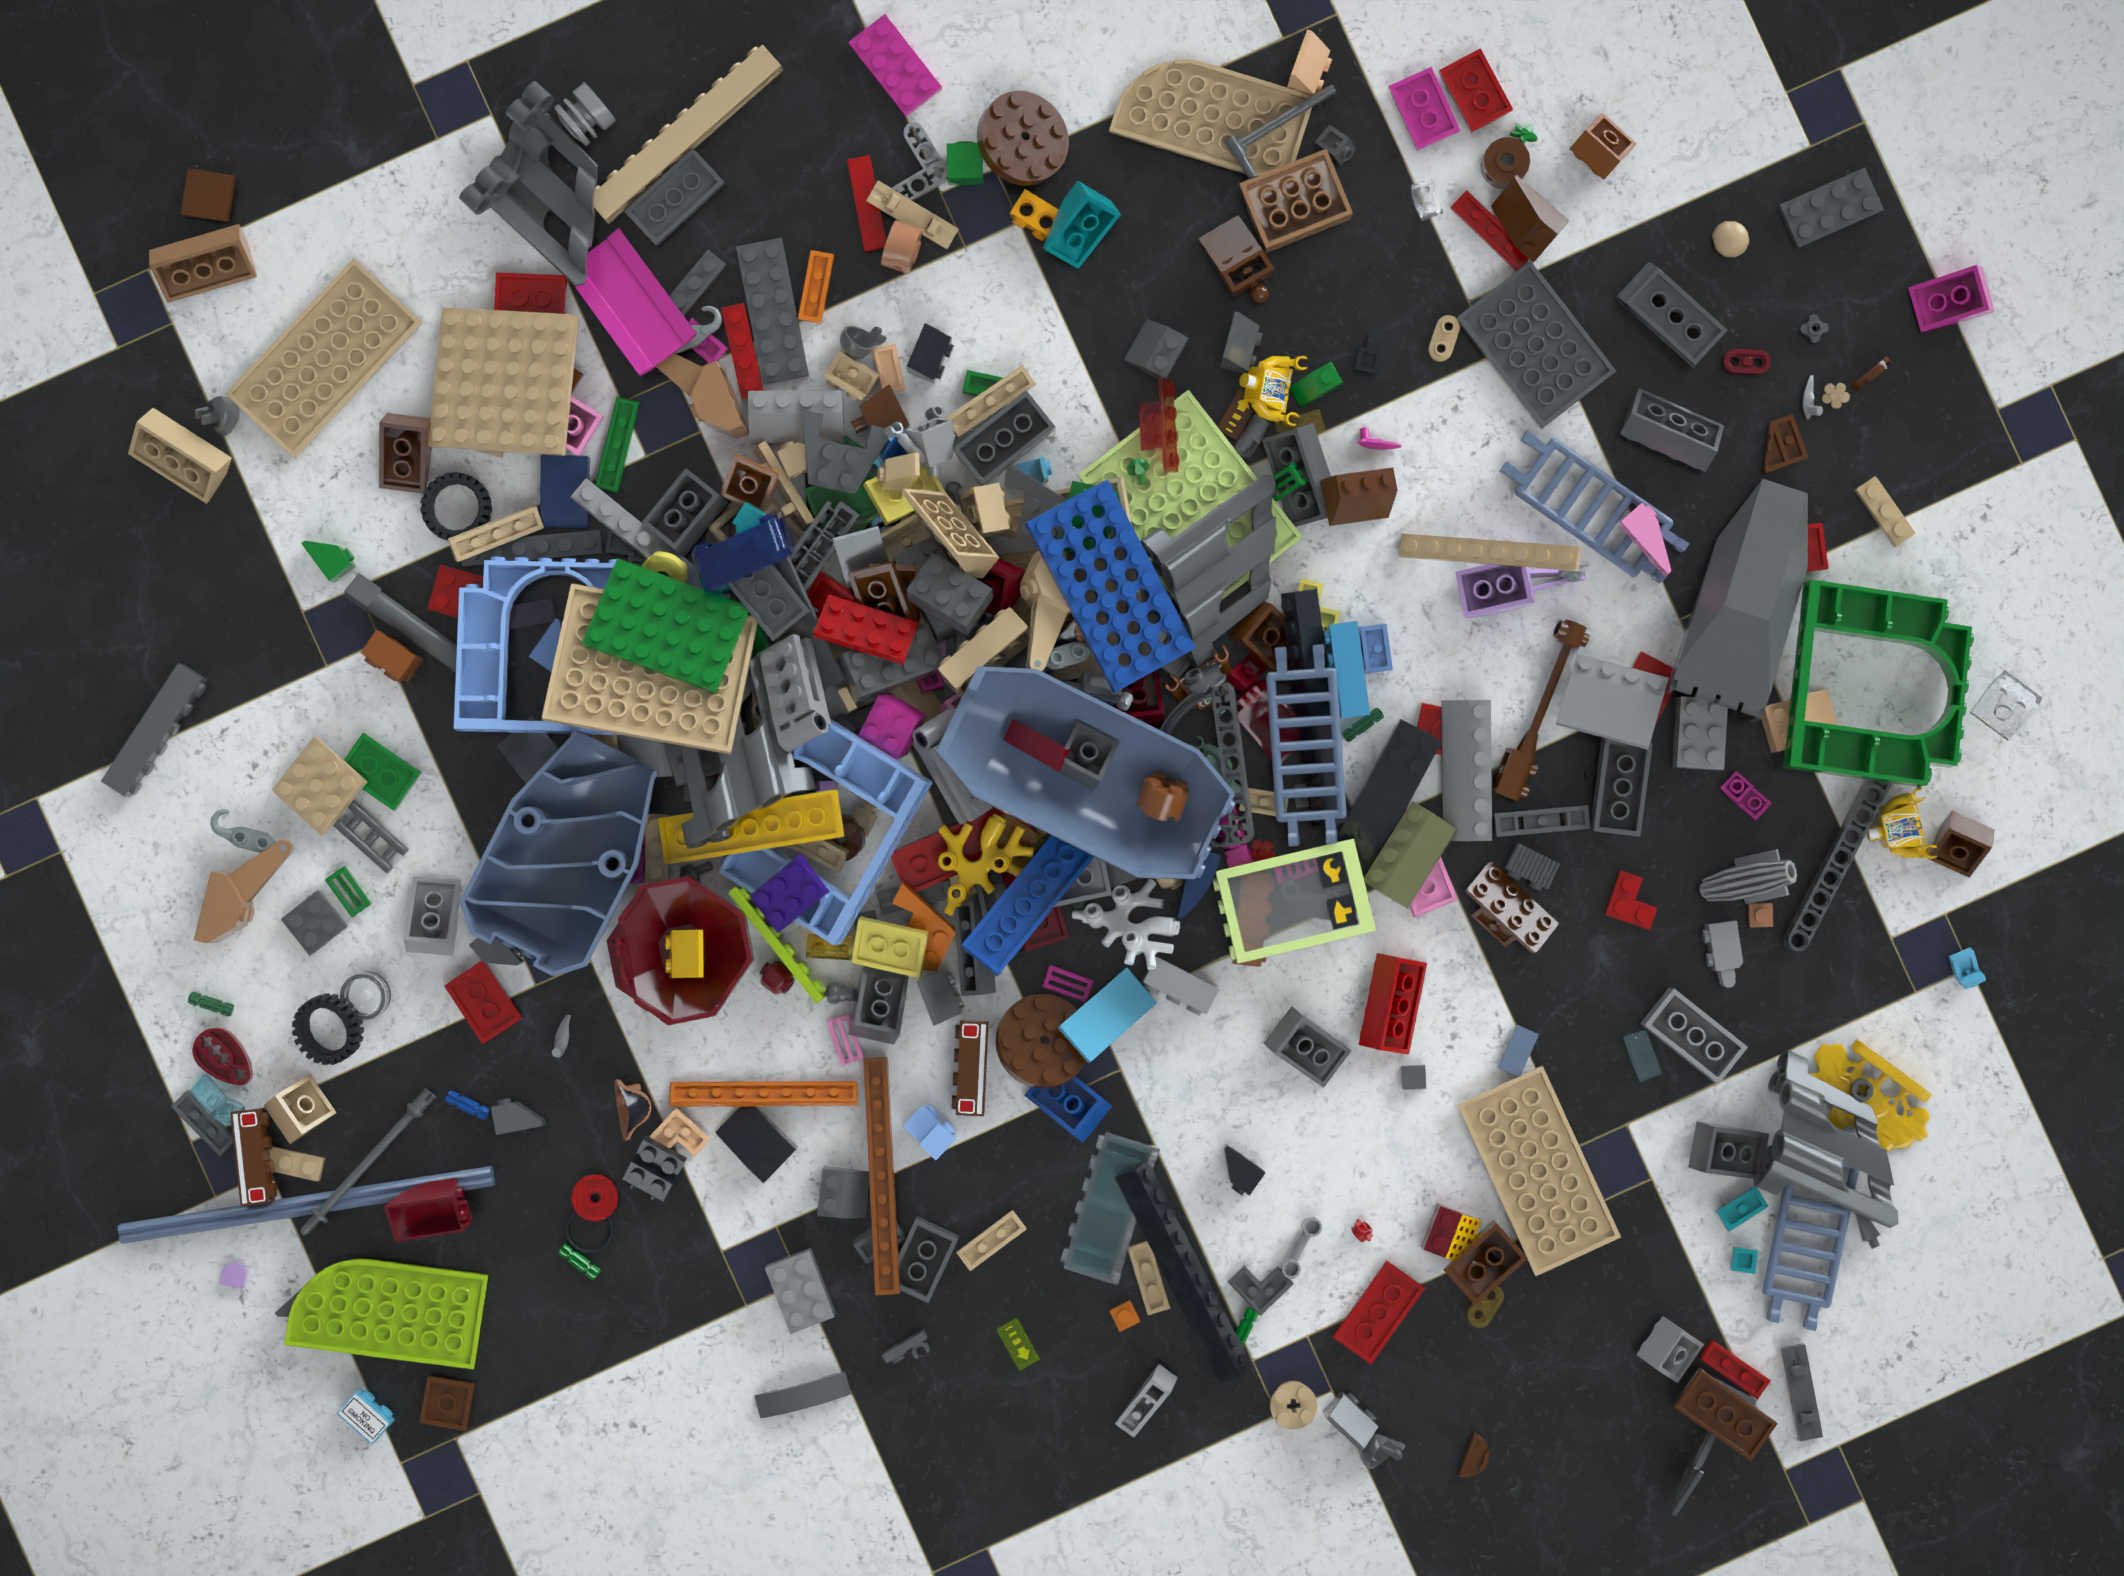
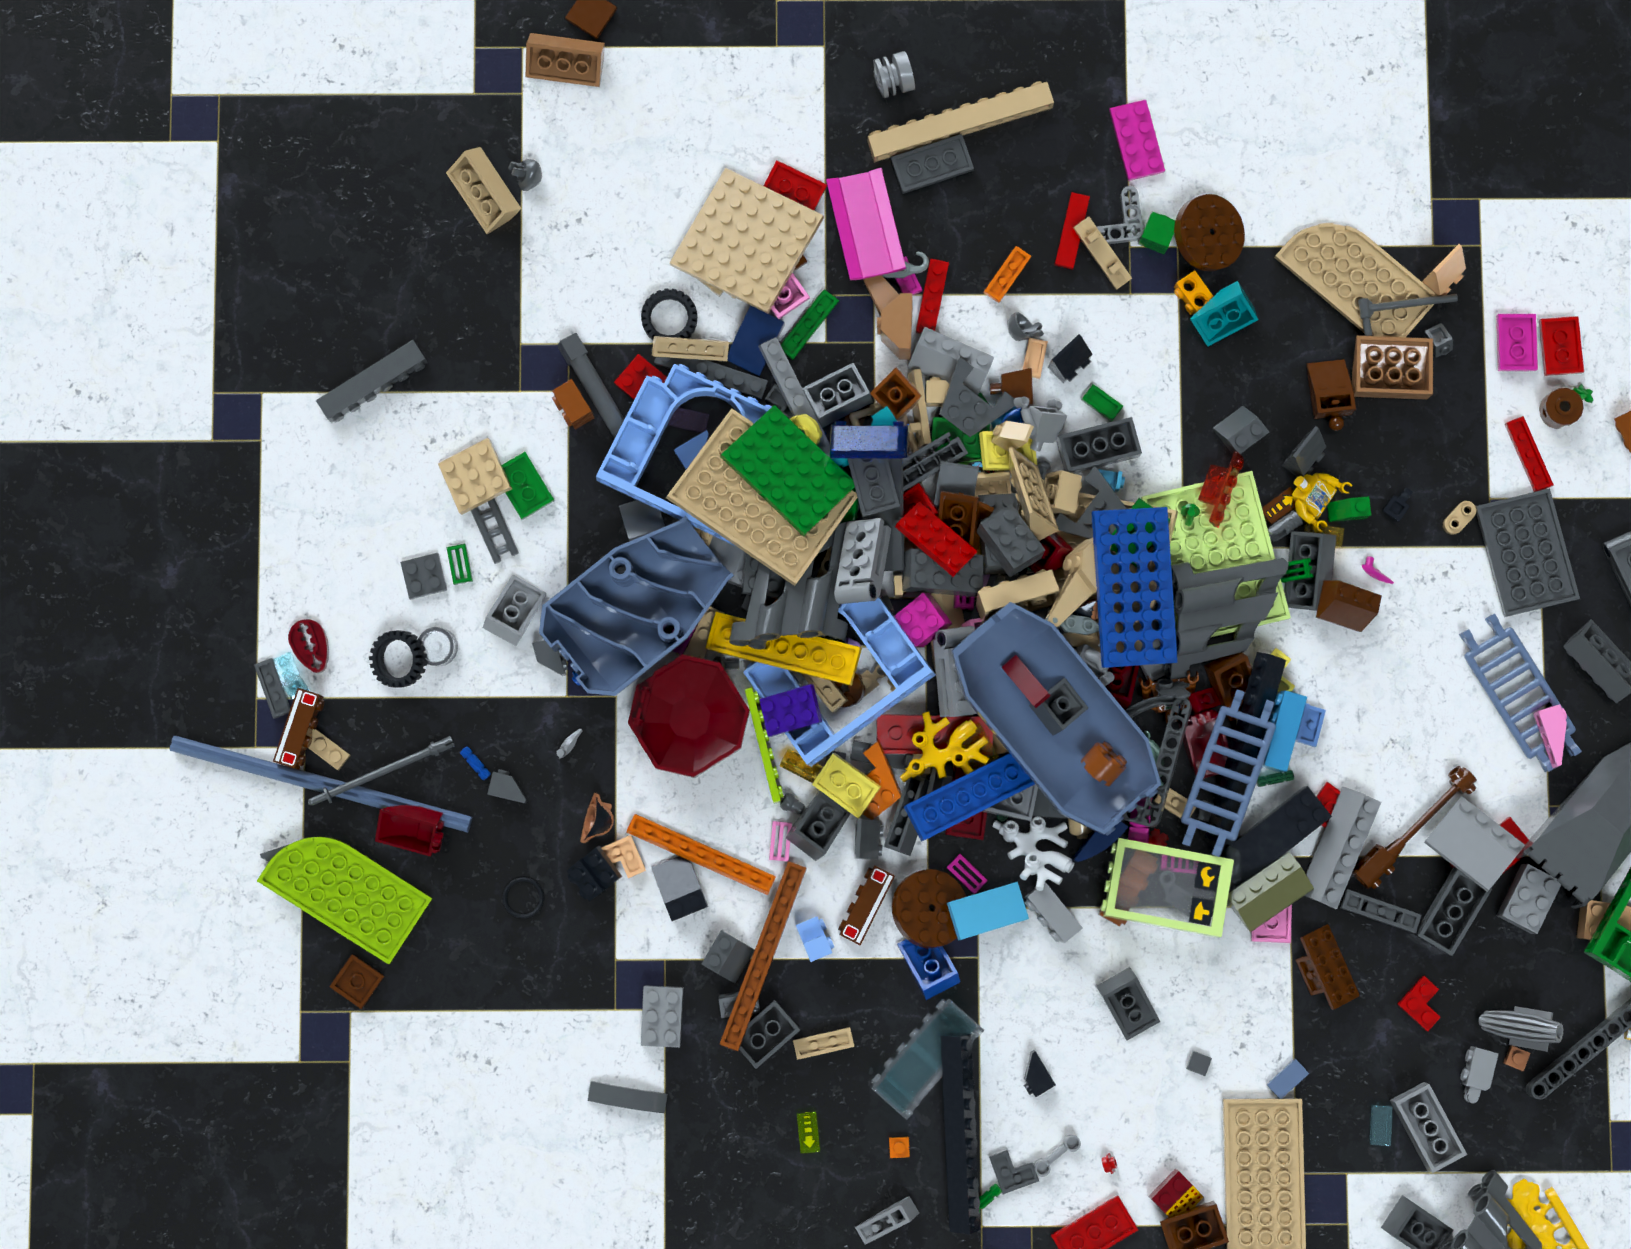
camera: 25 degrees right, 5 degrees down
(211, 1004) = (318, 601): clear green axle -> none
(230, 895) = (372, 526): medium nougat slope -> none
(234, 1275) = (242, 812): lavender tile -> none
(299, 1108) = (349, 709): tan slope -> none
(324, 358) = (621, 167): tan plate -> none
(331, 559) = (559, 313): green slope -> none
(366, 1415) = (292, 963): brick -> none
(404, 453) = (649, 261): reddish brown slope -> none
(483, 1001) = (522, 691): red plate -> none
(524, 188) = (826, 108): dark grey panel -> none
(579, 1261) = (504, 918): green axle -> none
(586, 1188) = (534, 866): red plate -> none
(684, 953) = (691, 721): yellow slope -> none
(697, 282) = (922, 232): dark grey plate -> none
(772, 311) = (967, 278): dark grey plate -> none
(776, 977) = (750, 771): dark red head -> none
(851, 376) = (1005, 350): tan bracket -> none
(897, 1351) = (713, 1097): dark grey plate -> none
(902, 247) = (1085, 272): nougat piece -> none
(991, 401) = (1101, 413): tan plate -> none
(1148, 1278) = (930, 1126): tan tile -> none
(1392, 1004) = (1207, 999): red slope -> none
(1426, 199) = (1490, 409): clear bracket -> none
(1490, 552) = (1430, 690): tan plate -> none
(1503, 589) = (1431, 722): lavender slope -> none
(1528, 218) = (1561, 456): reddish brown slope -> none
(1531, 866) = (1357, 942): dark grey brick -> none
(1745, 796) = (1543, 962): dark pink slope -> none
(1853, 1088) = (1545, 1231): dark grey bush -> none

